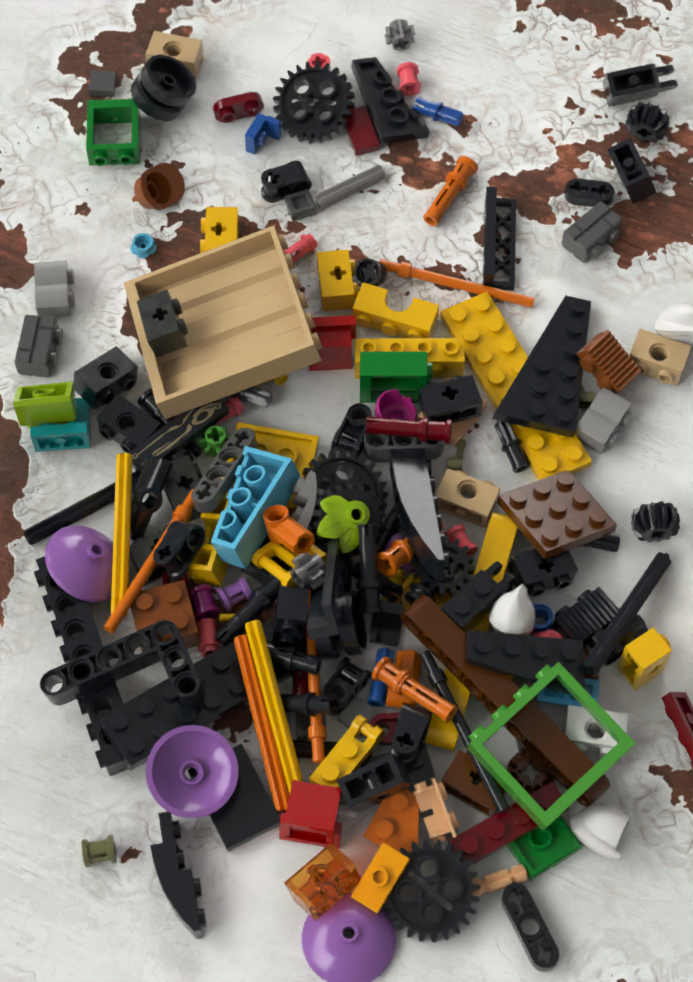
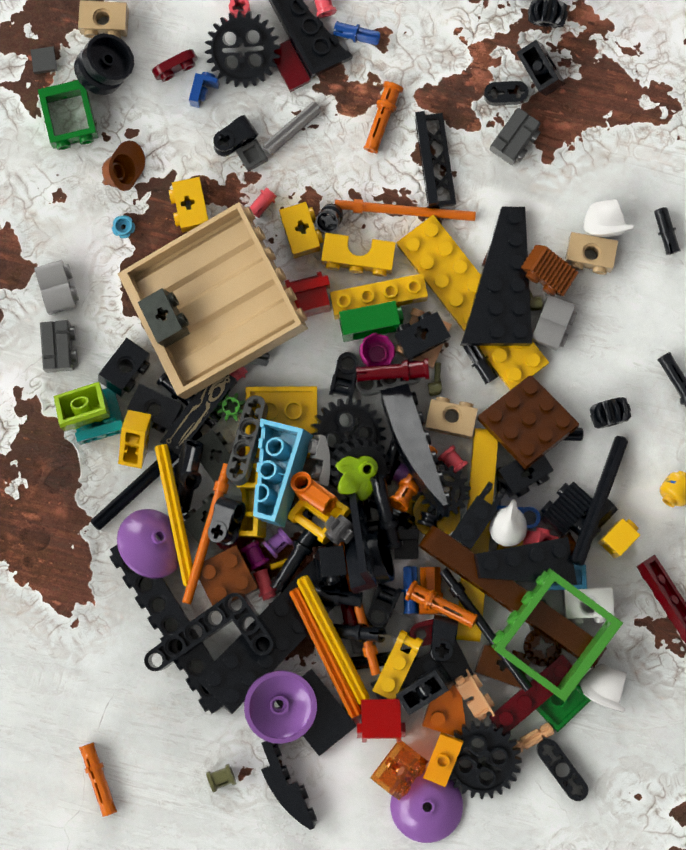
camera: 10 degrees left, 20 degrees up
(96, 447) = (134, 439): none -> yellow brick

